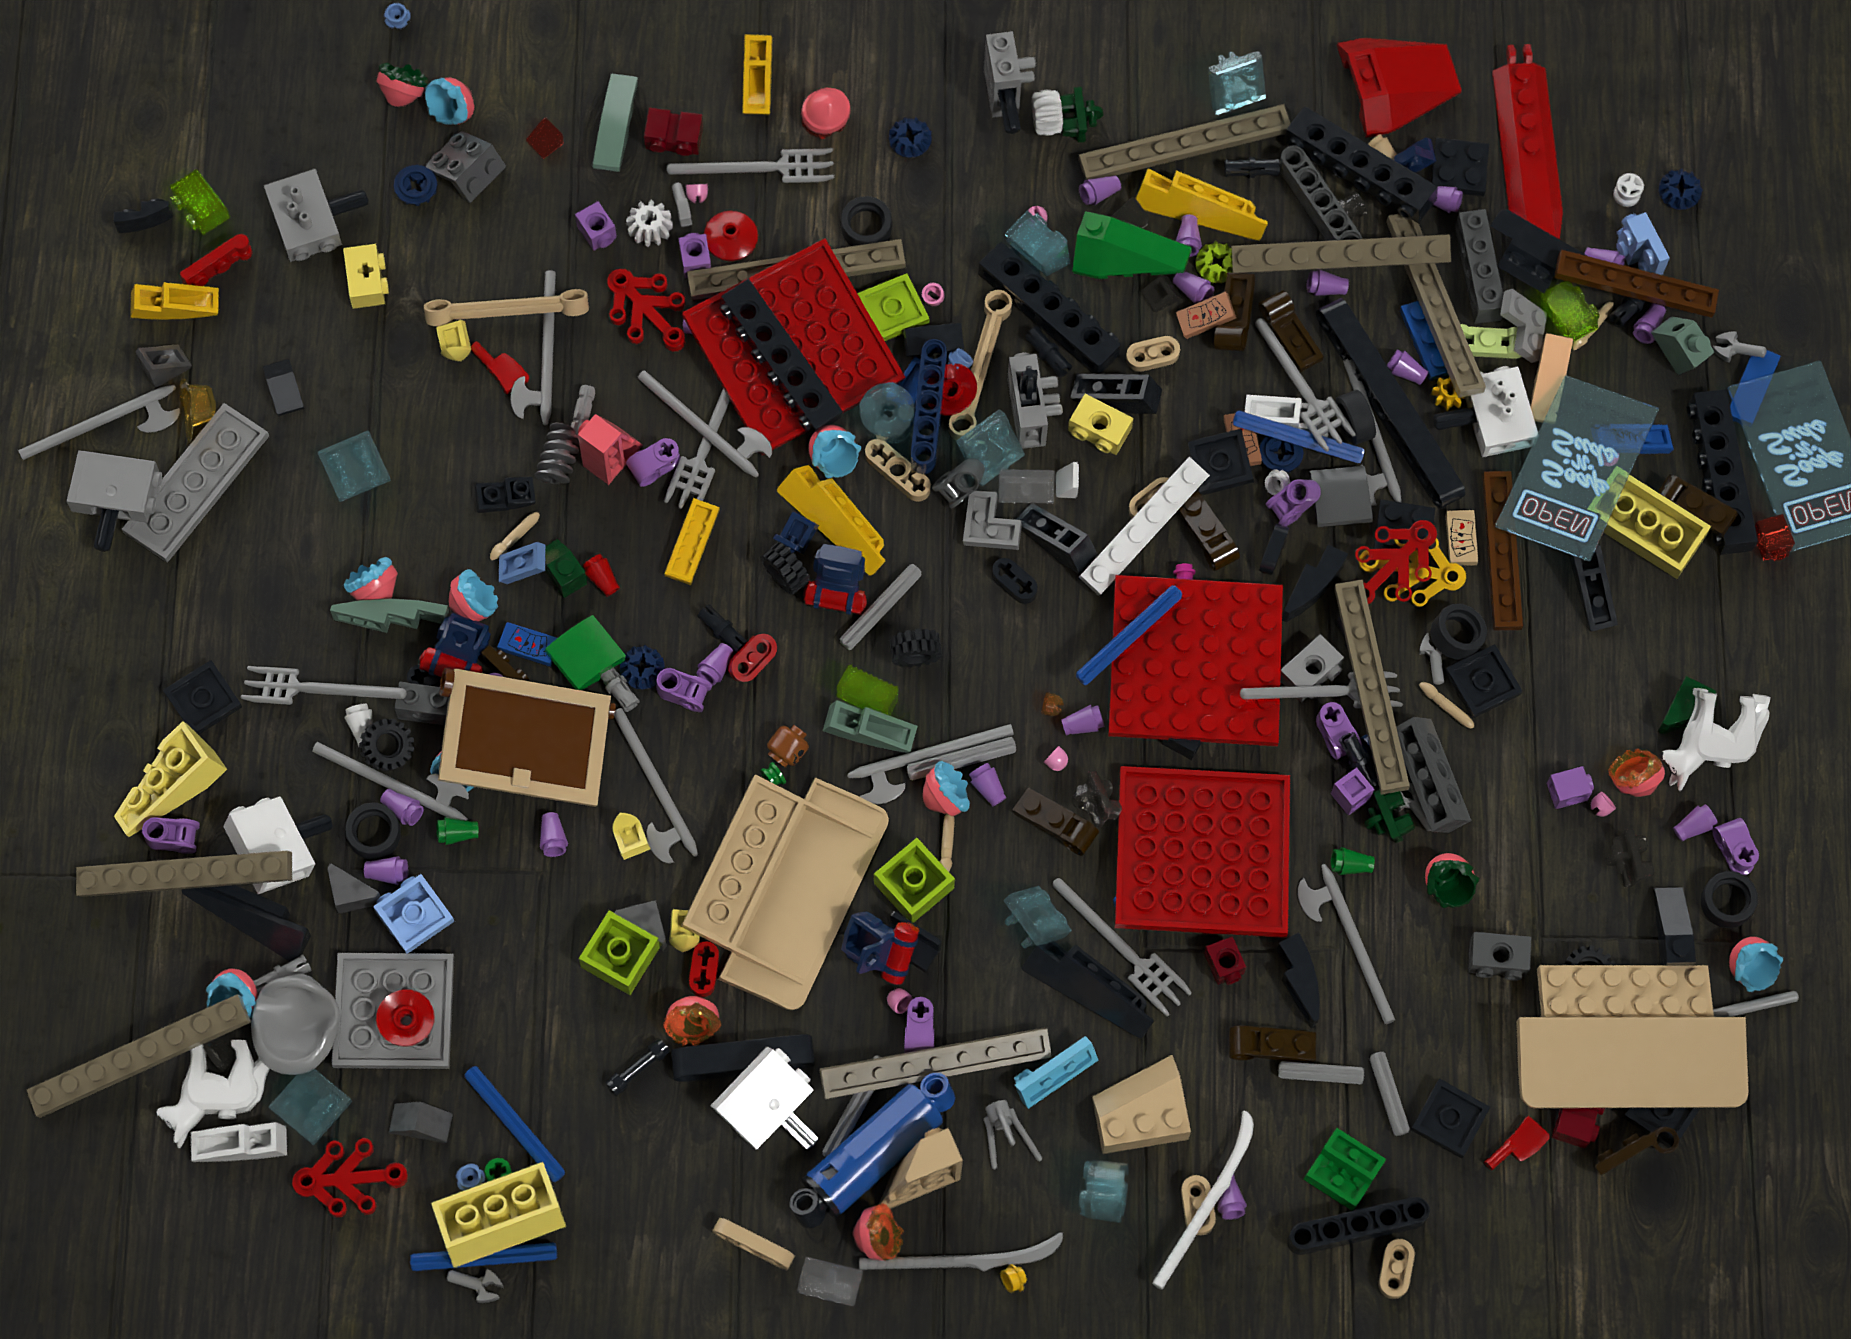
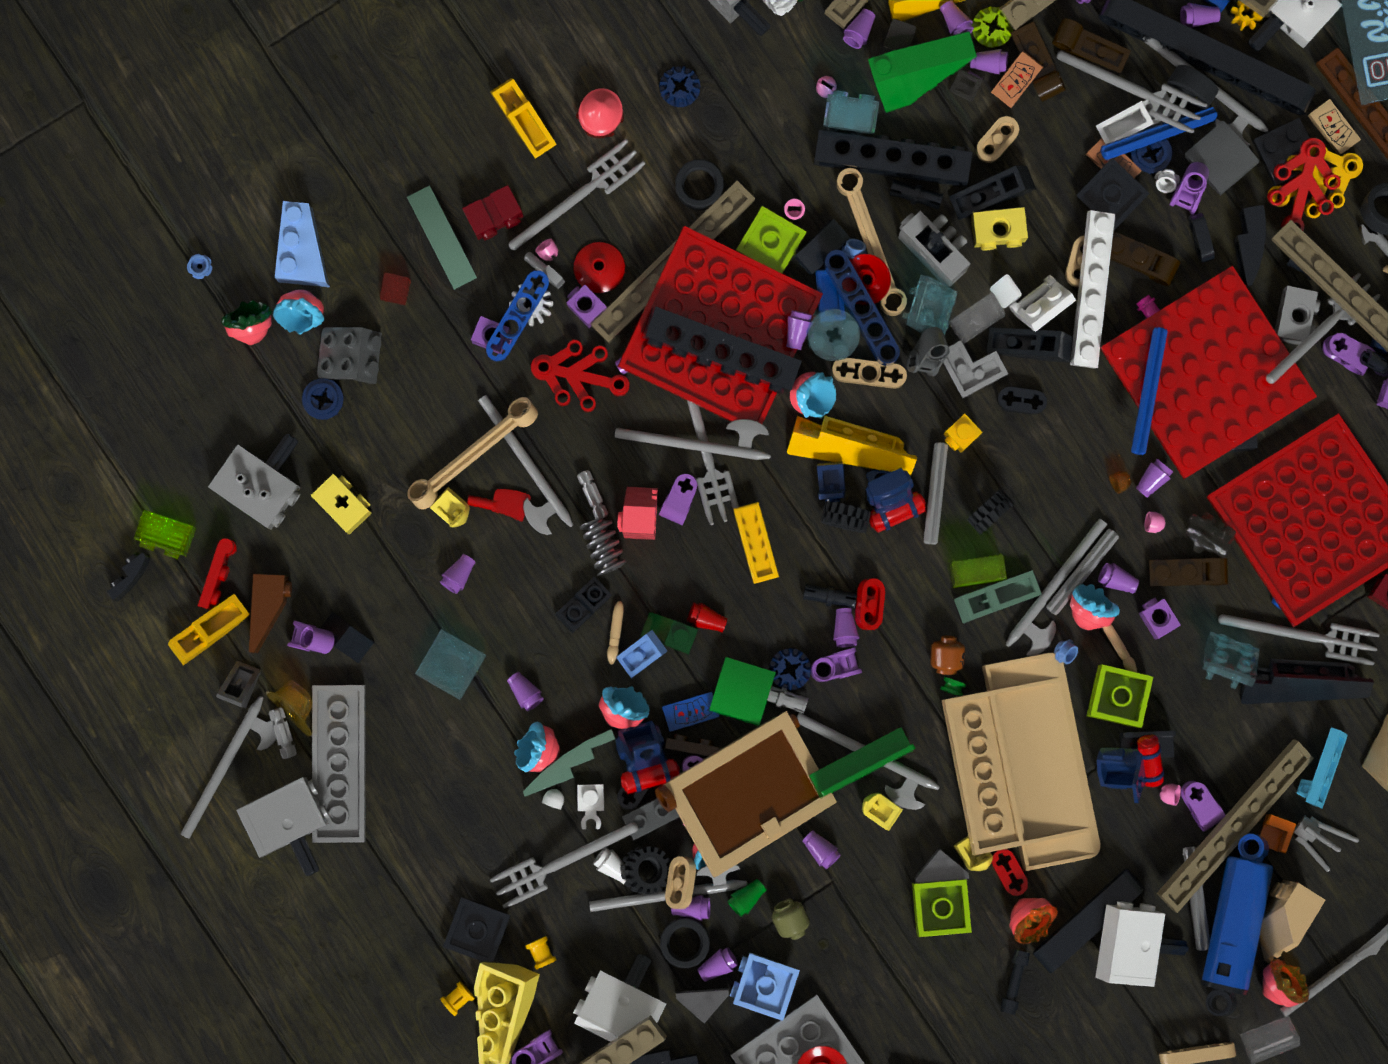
camera: 30 degrees left, 15 degrees up
(141, 742) = (457, 998): none -> yellow bush
(168, 426) = (282, 733): none -> light grey axle
(238, 314) = (268, 601): none -> reddish brown slope
(242, 754) = (540, 952): none -> yellow bush
(252, 363) = (311, 638): none -> medium lavender piece
(354, 635) = (554, 799): none -> white hinge
(384, 659) = (590, 800): none -> white plate
(399, 531) = (525, 692): none -> medium lavender cone
(407, 772) = (680, 882): none -> tan plate
(417, 397) = (457, 575): none -> medium lavender cone
(479, 874) = (790, 919): none -> olive head
(489, 52) = (299, 247): none -> light blue wedge
(625, 214) = (520, 317): none -> blue beam
(642, 783) = (861, 762): none -> green panel
(859, 386) = (797, 329): none -> medium lavender cone
(895, 814) = (1065, 651): none -> medium blue plate
(940, 570) = (962, 434): none -> yellow brick
(970, 1099) = (1277, 832): none -> orange panel
(999, 852) = (1170, 621): none -> medium lavender brick
(1091, 509) = (1037, 314): none -> white plate

